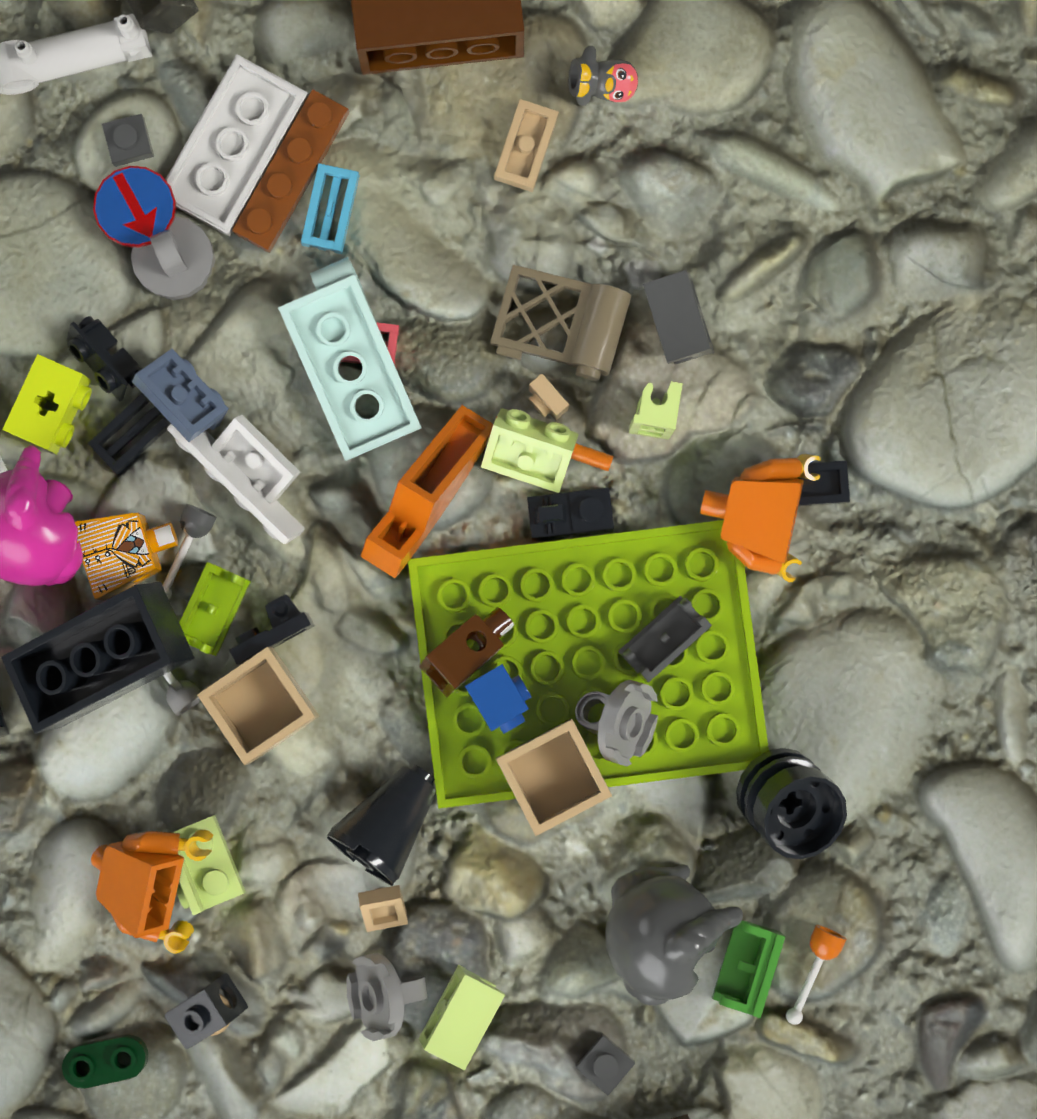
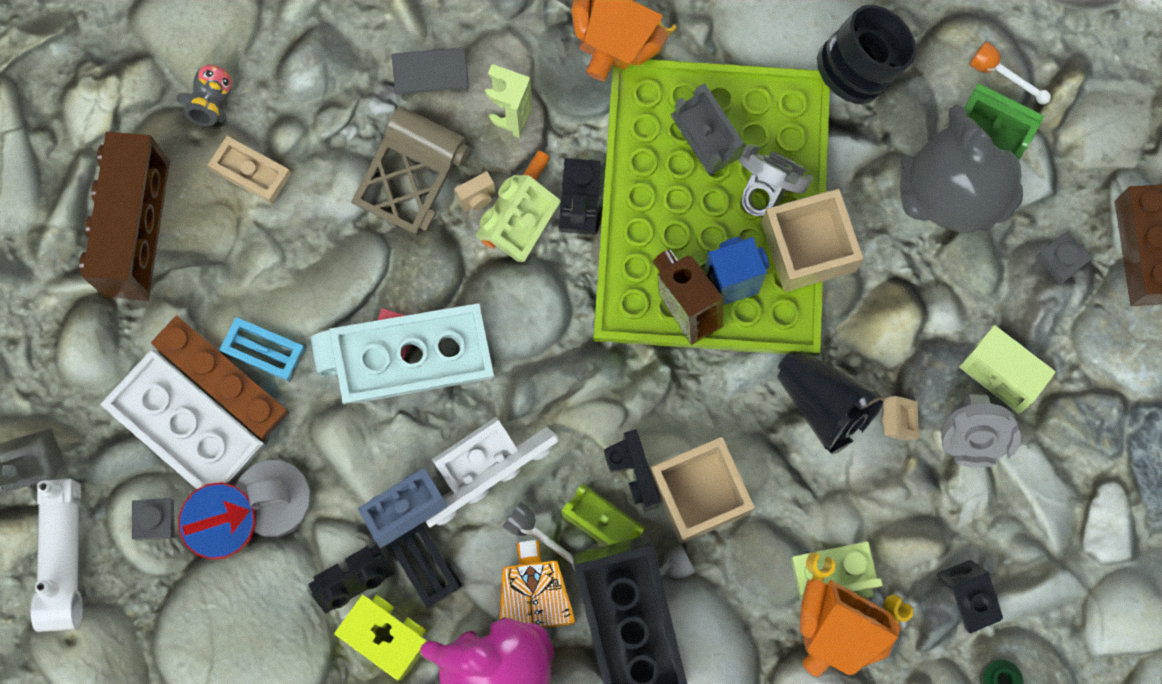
camera: 75 degrees left, 10 degrees down
(427, 491) = (537, 307): orange slope -> none

